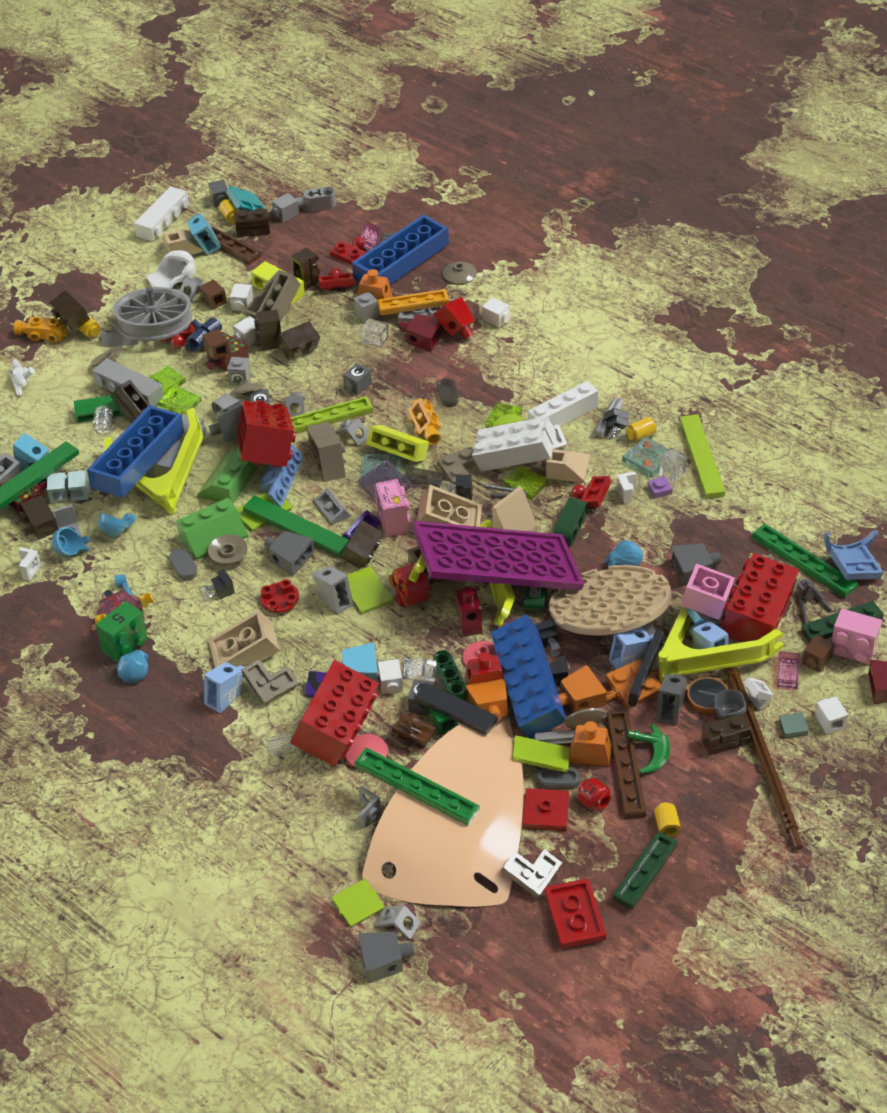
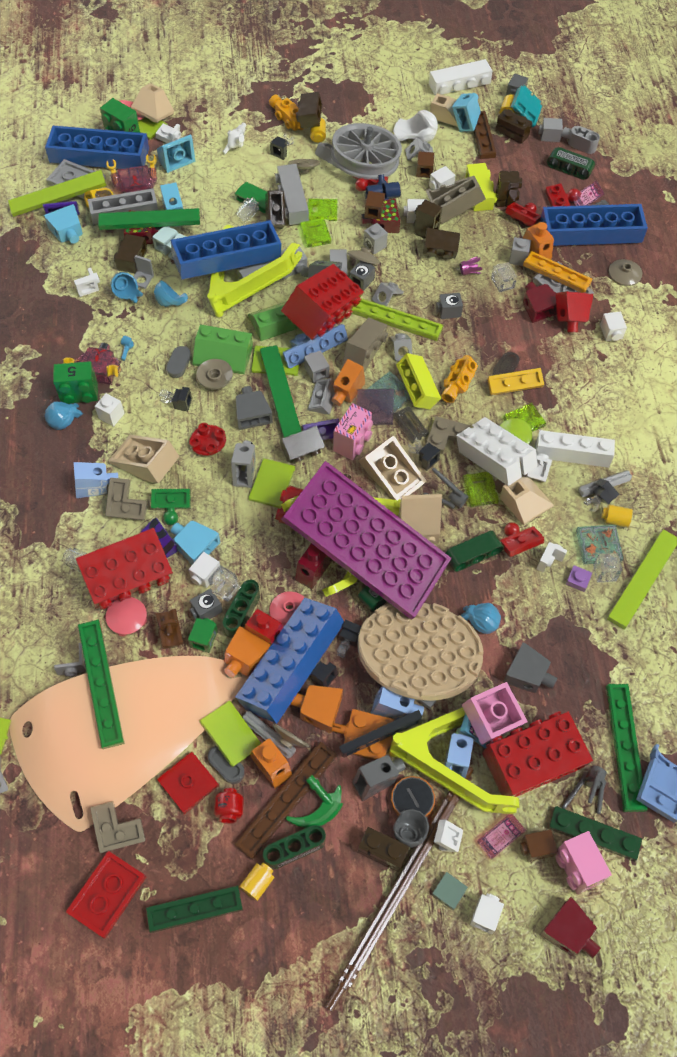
camera: 40 degrees right, 15 degrees up
(69, 358) = (279, 145): none -> black piece
(172, 632) = (109, 409): none -> white brick
(304, 488) = (316, 366): none -> light grey brick
(304, 654) = (170, 500): none -> green plate
(329, 222) = (571, 163): none -> dark green beam
(337, 345) = (468, 267): none -> flat silver piece
(347, 485) = (348, 382): none -> orange torso
(456, 708) = (208, 641): black tile -> none
(468, 396) = (515, 381): none -> yellow plate
(667, 779) = (300, 837): none -> dark green beam

